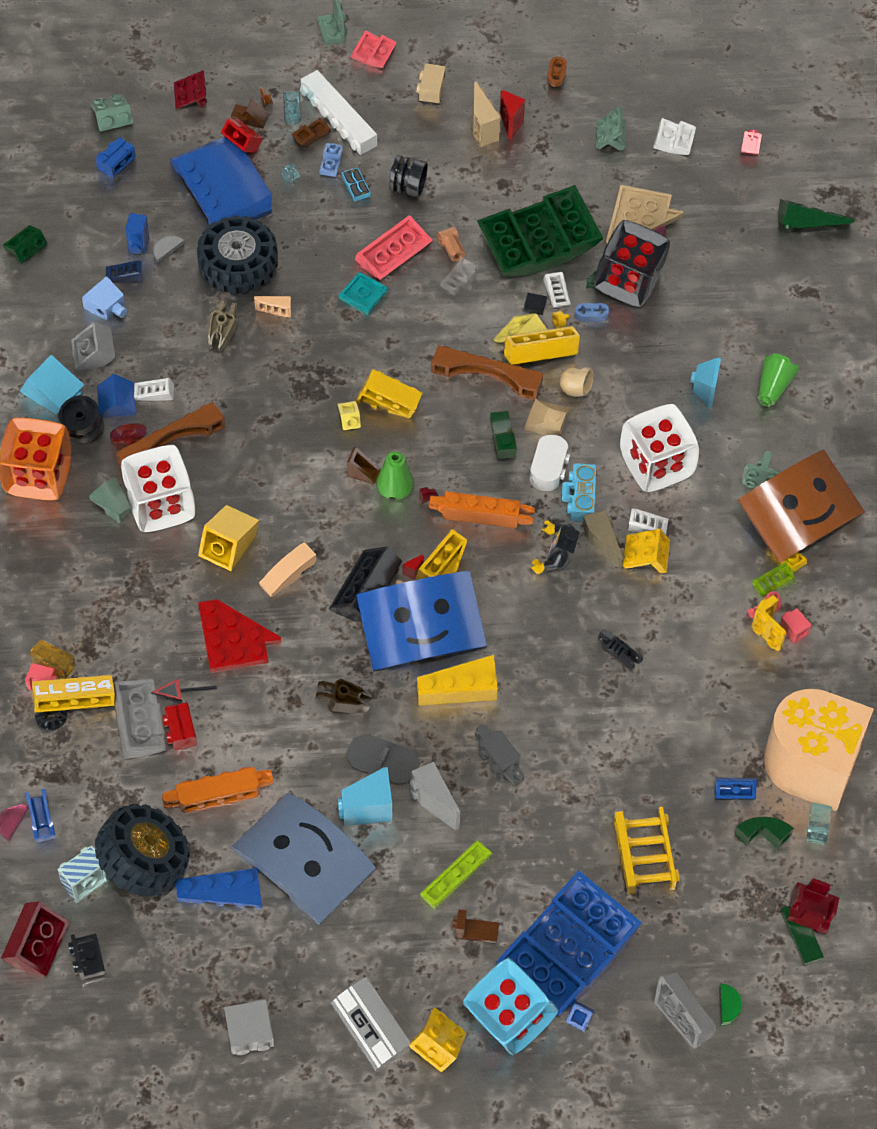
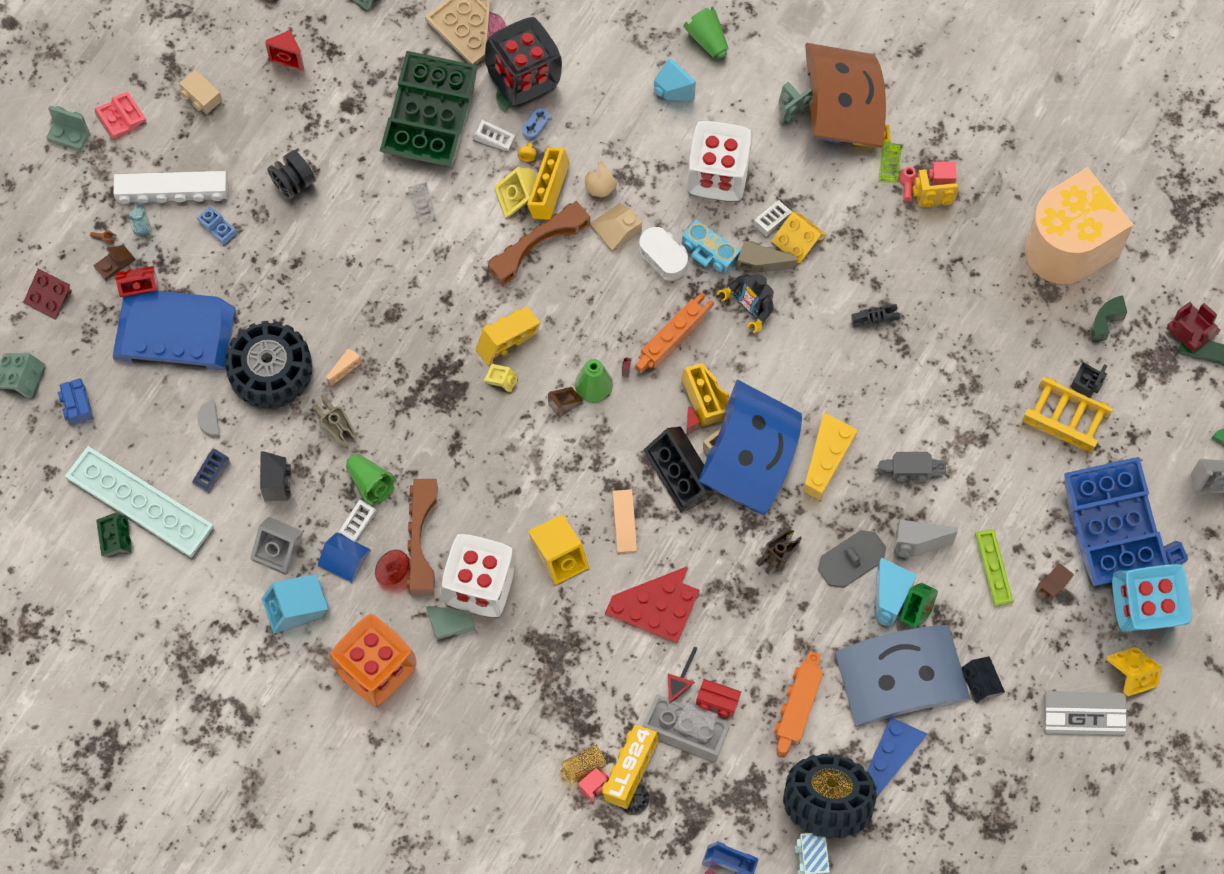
camera: 55 degrees left, 10 degrees up
(64, 243) = (139, 501): none -> light aqua plate
(81, 419) = (342, 590): black wheel -> none
(105, 300) = (232, 503): light blue torso -> none
(137, 233) = (183, 433): blue brick -> none
(145, 310) = (274, 477): none -> black slope
(190, 376) = (371, 480): none -> bright green cone
(249, 1027) = (1033, 808): light grey brick -> none
(289, 173) = (207, 268): clear light blue plant -> none
(312, 133) = (174, 222): reddish brown slope -> none
(344, 921) = (982, 679): none -> black bracket
(356, 184) = (259, 222): tile -> none
(363, 293) = (381, 288): teal tile -> none
(373, 827) = (919, 599): none -> green torso
(393, 248) = (354, 235): coral slope -> none
(450, 241) = (379, 185): nougat piece -> none
(485, 118) = (273, 75): tan slope -> none
(503, 435) = (610, 271): dark green slope -> none
(535, 303) = (494, 161): black piece -> none
(690, 846) = (1088, 379): none -> black bracket
(735, 788) = (1056, 313): blue brick -> none
(818, 823) = (1125, 274): clear light blue slope -> none

